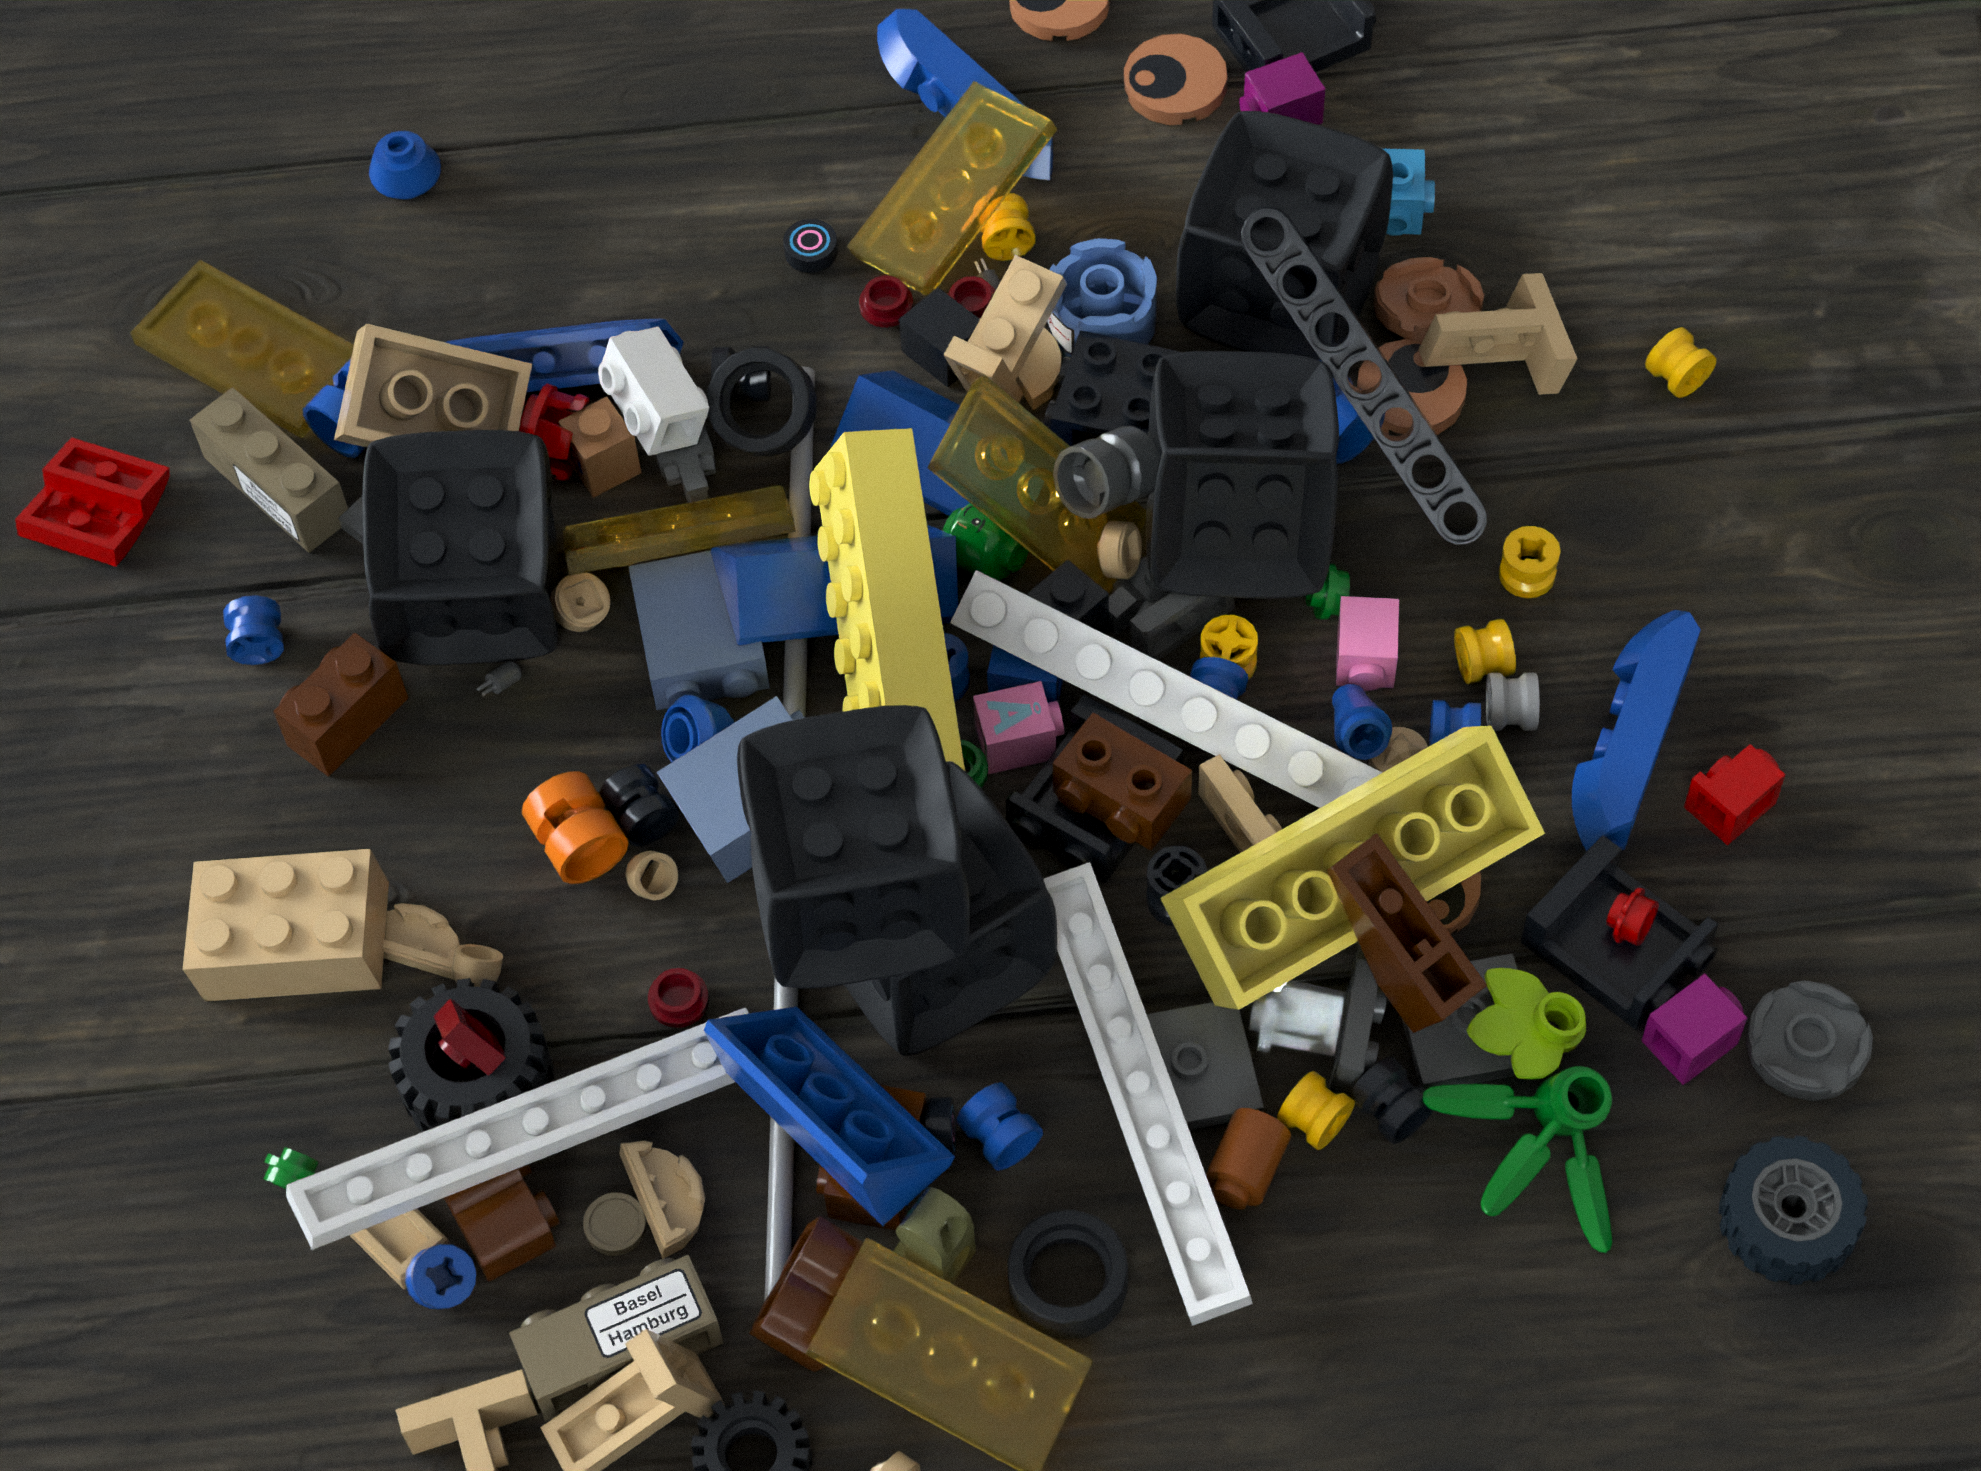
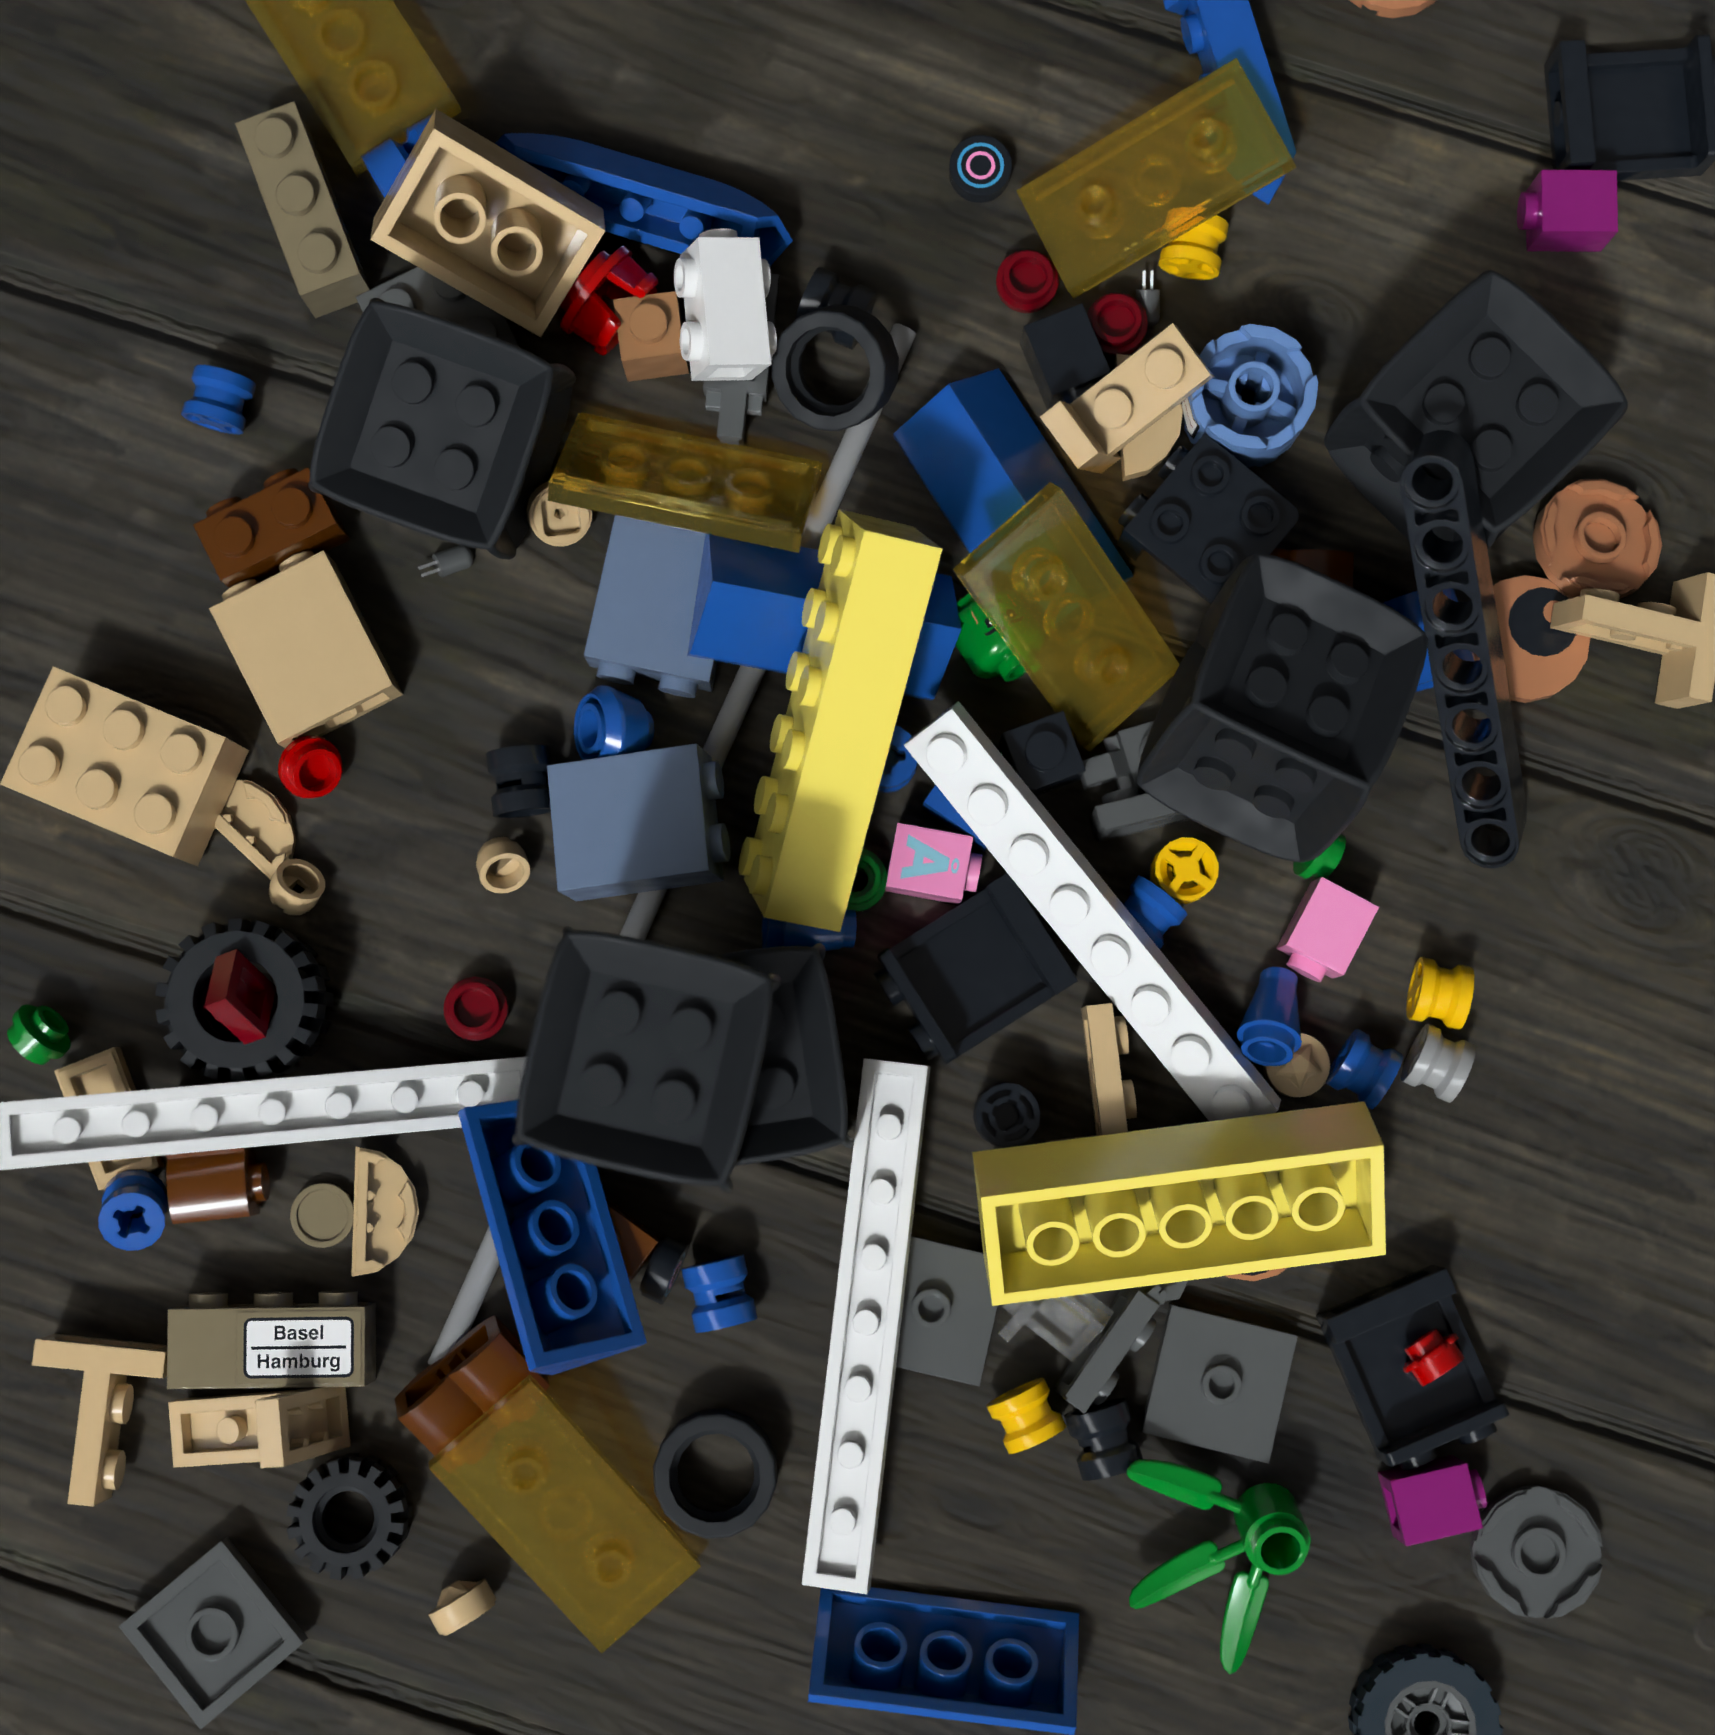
camera: 20 degrees right, 25 degrees up
(93, 501) = (117, 159): red slope -> none
(408, 782) = (305, 648): none -> tan brick
(450, 869) = (310, 767): none -> red plate
(574, 827) = (446, 782): orange wheel -> none
(937, 1235) = (602, 1392): olive leg -> none
(1106, 472) = (1146, 637): dark grey wheel -> none
(1119, 549) = (1124, 714): tan tile -> none
(1121, 782) = (1000, 987): reddish brown brick -> none
(1175, 79) = (1468, 125): nougat tile -> none
(1247, 1158) = (935, 1435): dark orange brick -> none
(1349, 1342) = (947, 1659): none -> blue slope
(1402, 937) = (1186, 1318): reddish brown slope -> none
(1410, 192) = (1647, 384): dark azure brick -> none
(1520, 1025) = (1260, 1426): lime plate -> none
(1530, 576) = (1525, 911): yellow wheel -> none
(1651, 677) = (1602, 1096): blue brick -> none
(1735, 792) = (1609, 1266): red brick -> none

